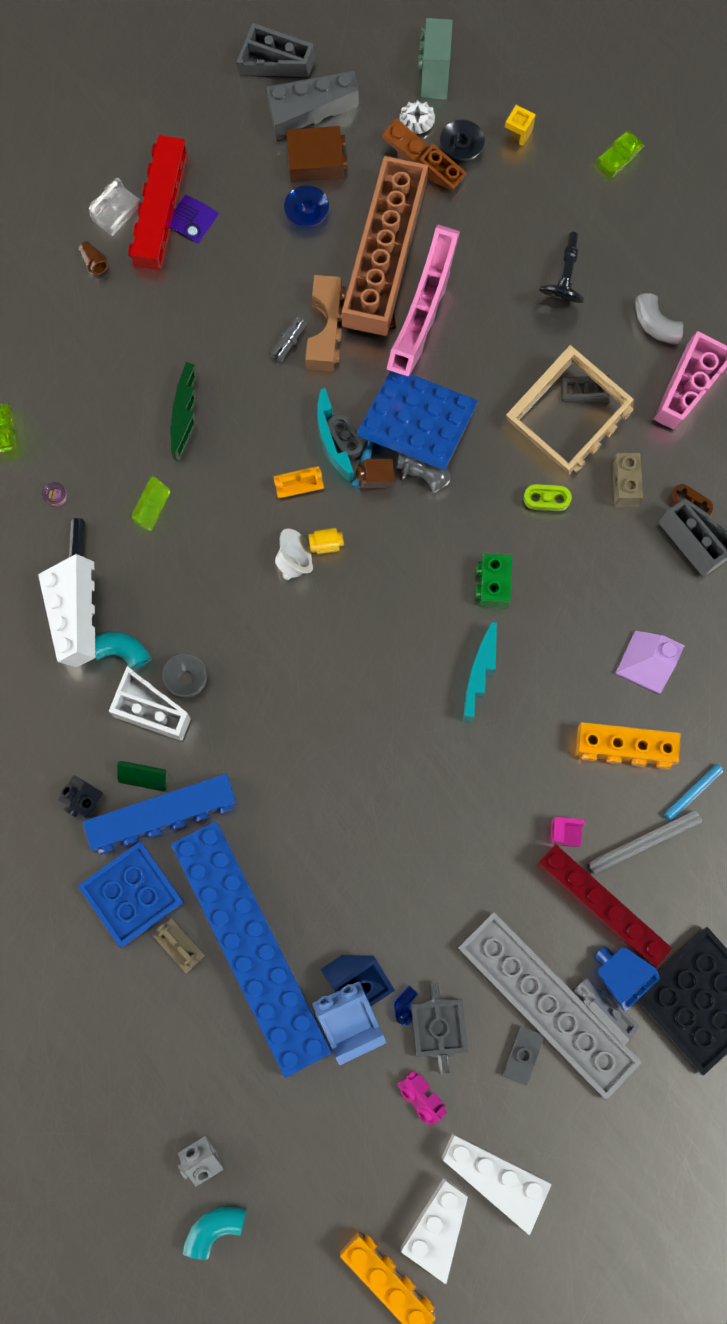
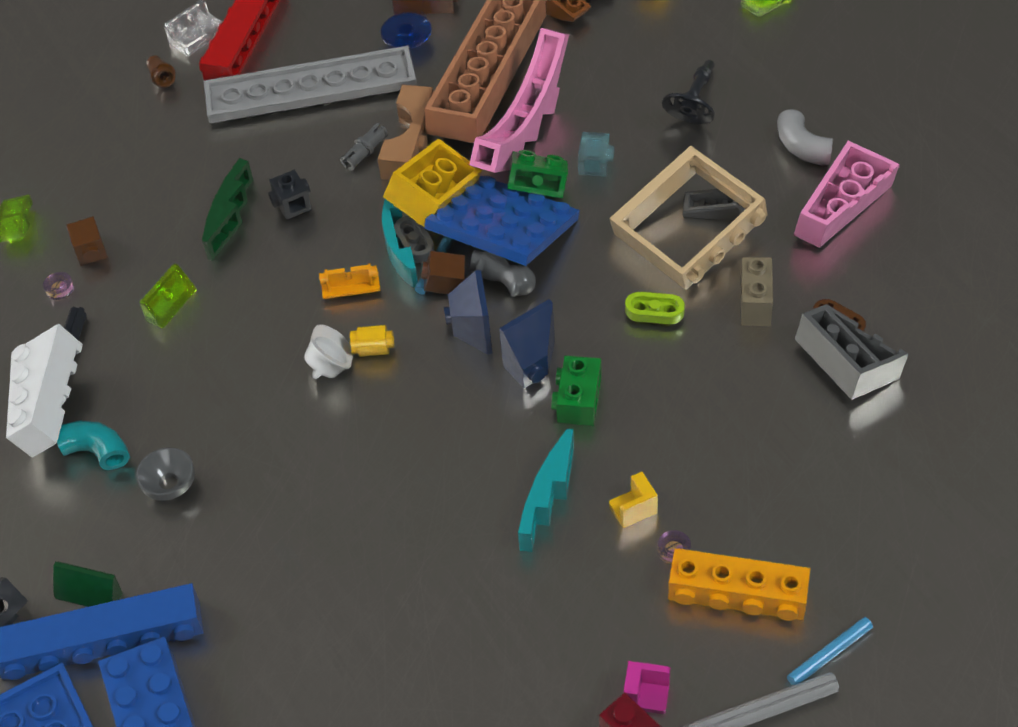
camera: 10 degrees right, 25 degrees down
(70, 451) = (86, 241): none -> reddish brown brick
(147, 707) = (109, 506): white wedge -> none
(192, 218) = (280, 43): dark purple sticker -> none
(229, 269) = (308, 84): none -> light grey plate
(235, 396) = (290, 194): none -> black brick
(357, 387) = (430, 181): none -> yellow brick
(403, 514) = (469, 313): none -> dark blue slope
(442, 370) = (537, 173): none -> green brick
(453, 545) = (529, 344): none -> dark blue slope
(486, 341) = (595, 154): none -> clear light blue brick
(545, 677) = (637, 503): none -> yellow panel
(577, 712) = (669, 541): none -> tile
(649, 660) = (777, 489): lavender slope -> none

